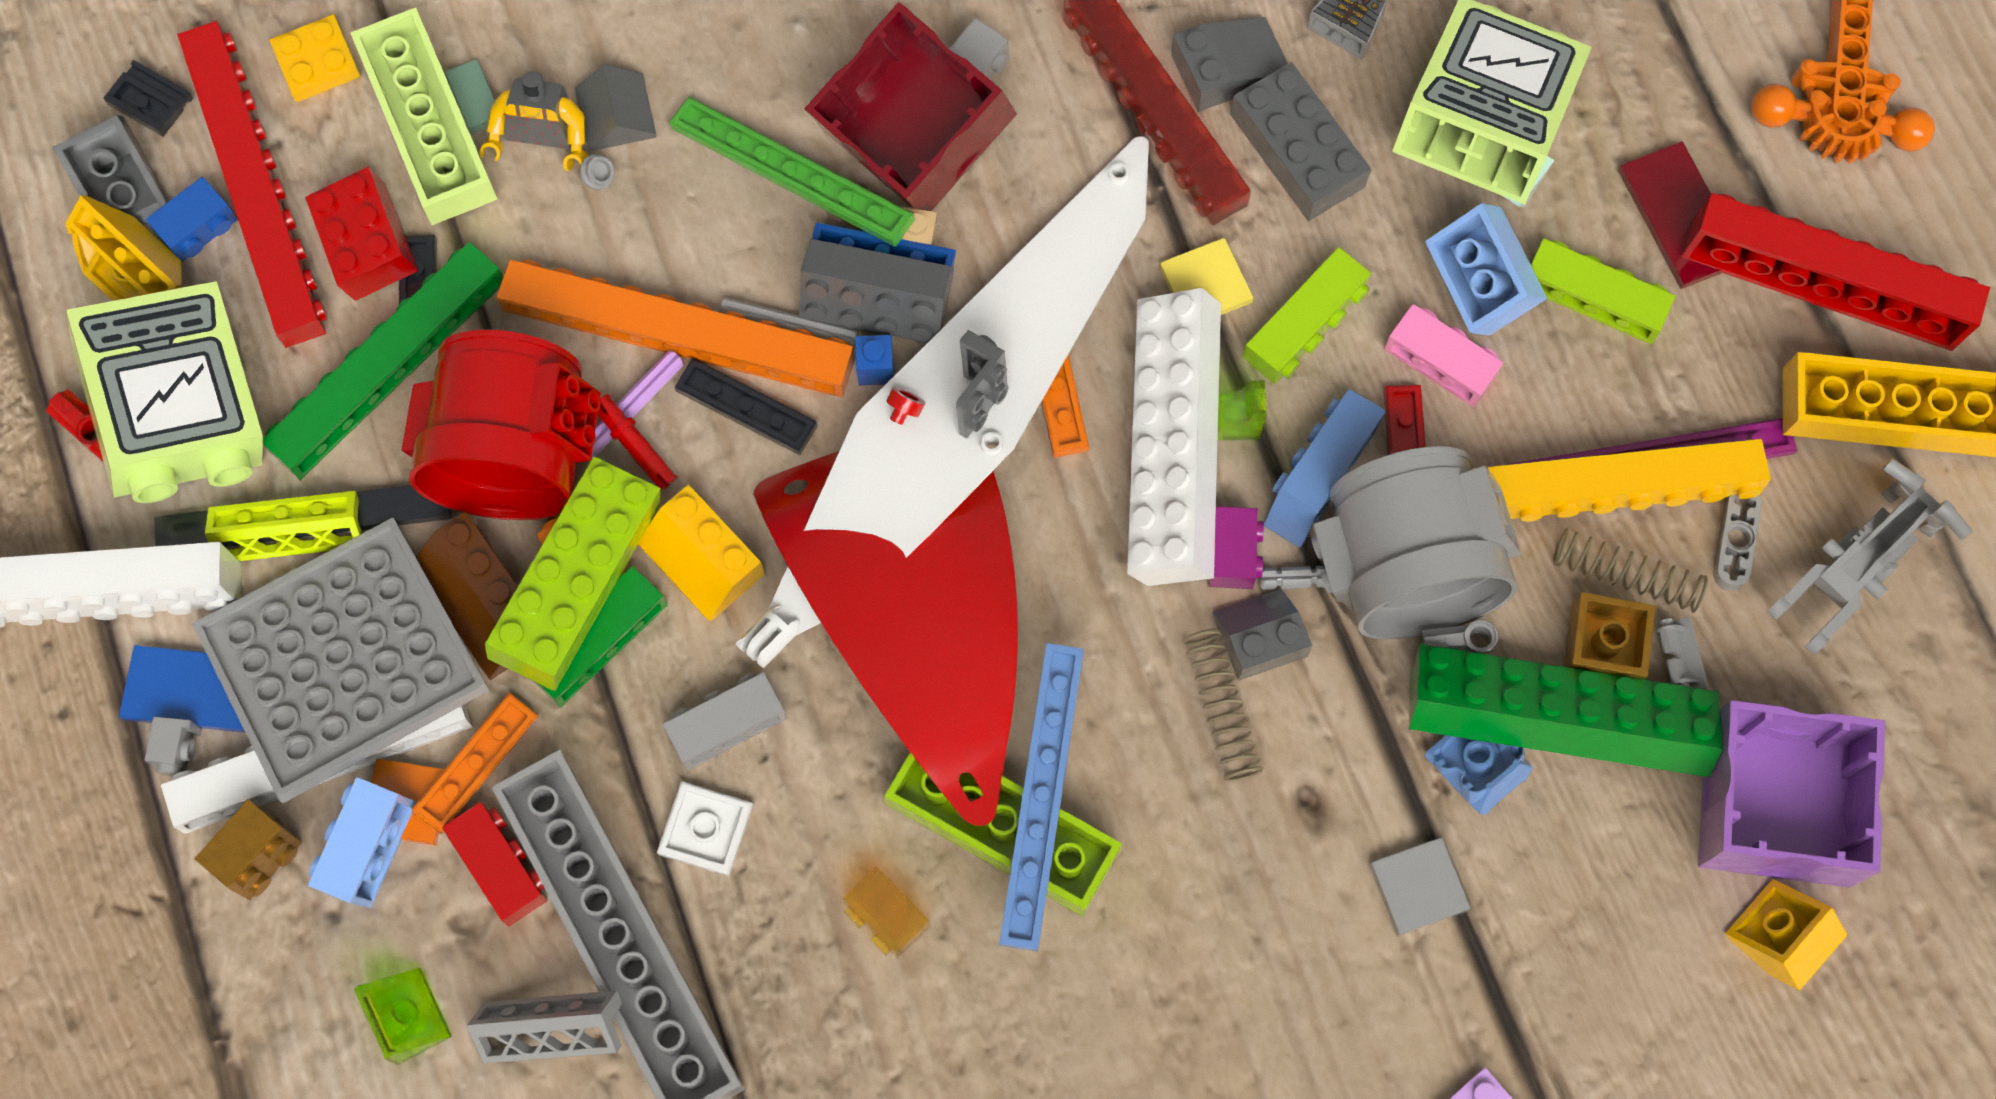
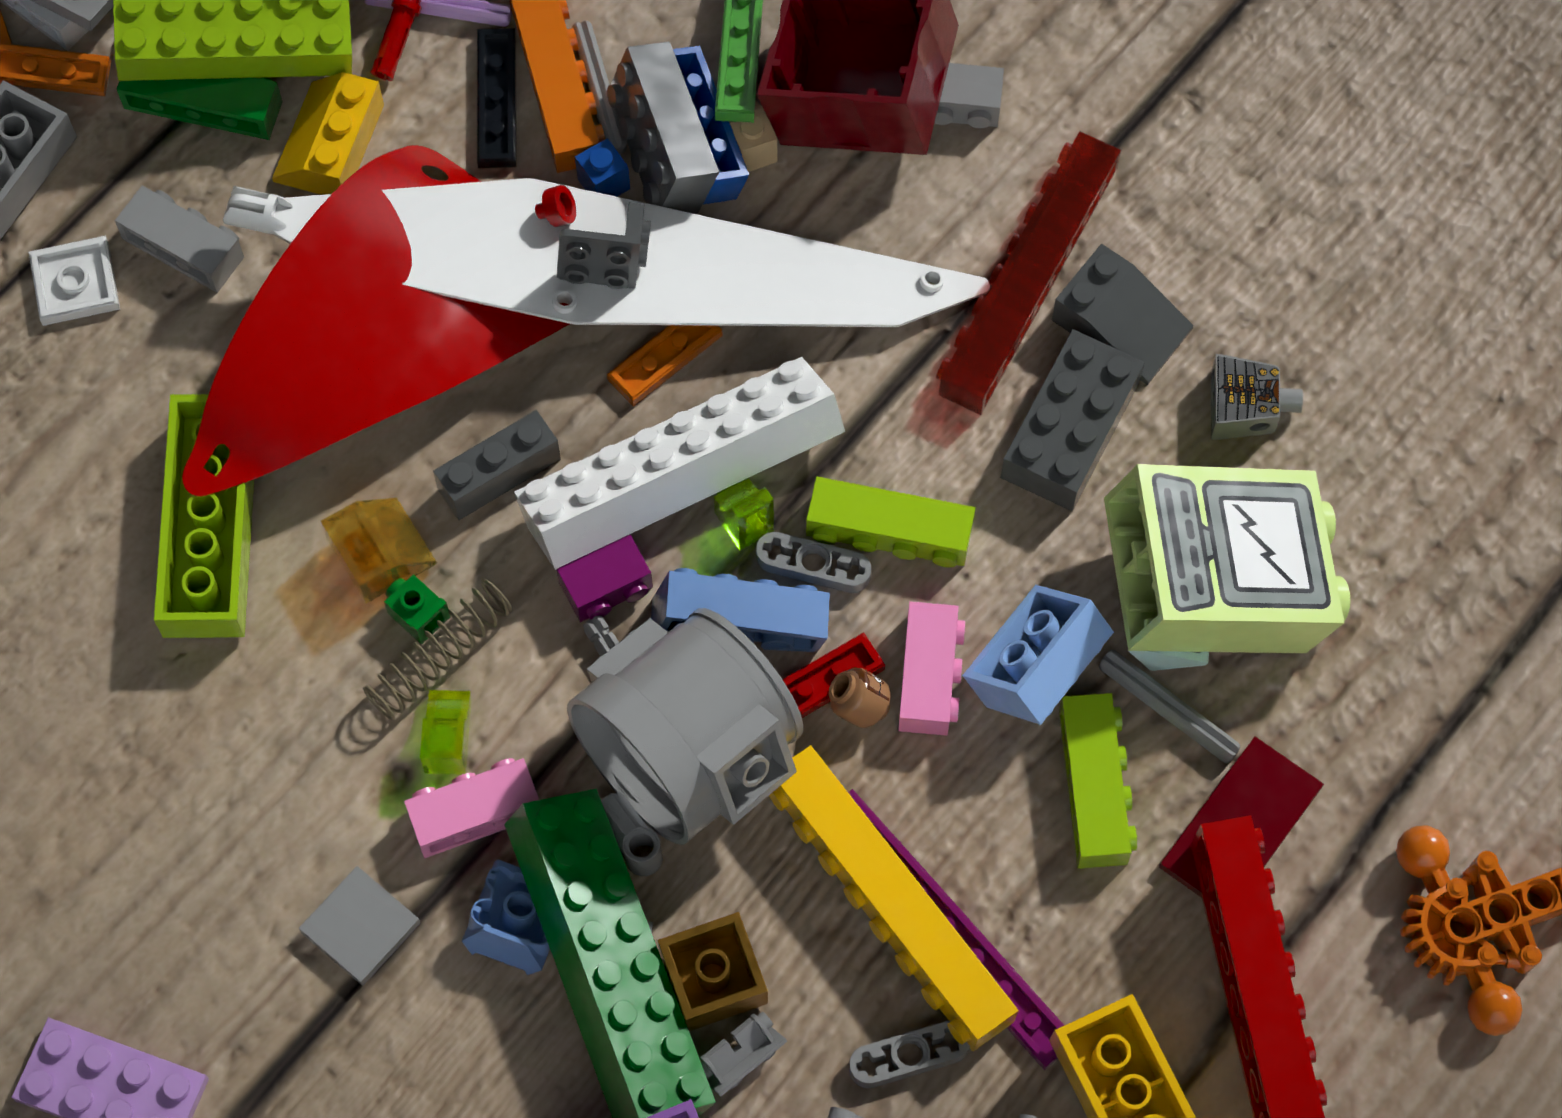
camera: 60 degrees right, 5 degrees down
(885, 913) = (71, 465): clear yellow brick -> none
(1041, 798) = (238, 521): medium blue plate -> none
(1089, 576) = (497, 465): none -> dark grey brick
(1110, 707) = (376, 545): none -> clear yellow slope
(1189, 710) = (418, 617): none -> green brick
(1211, 269) = (875, 417): light yellow tile -> none
(1262, 633) = (532, 649): dark grey slope -> none
(1295, 735) = (446, 732): none -> clear neon green arch
(1315, 366) = (844, 558): none -> light grey beam
(1372, 747) = (469, 806): none -> bright pink brick
(1443, 415) = (859, 697): none -> medium nougat head
(1563, 540) = (804, 964): dark tan piece -> none
(1569, 207) = (1169, 706): none -> light grey axle

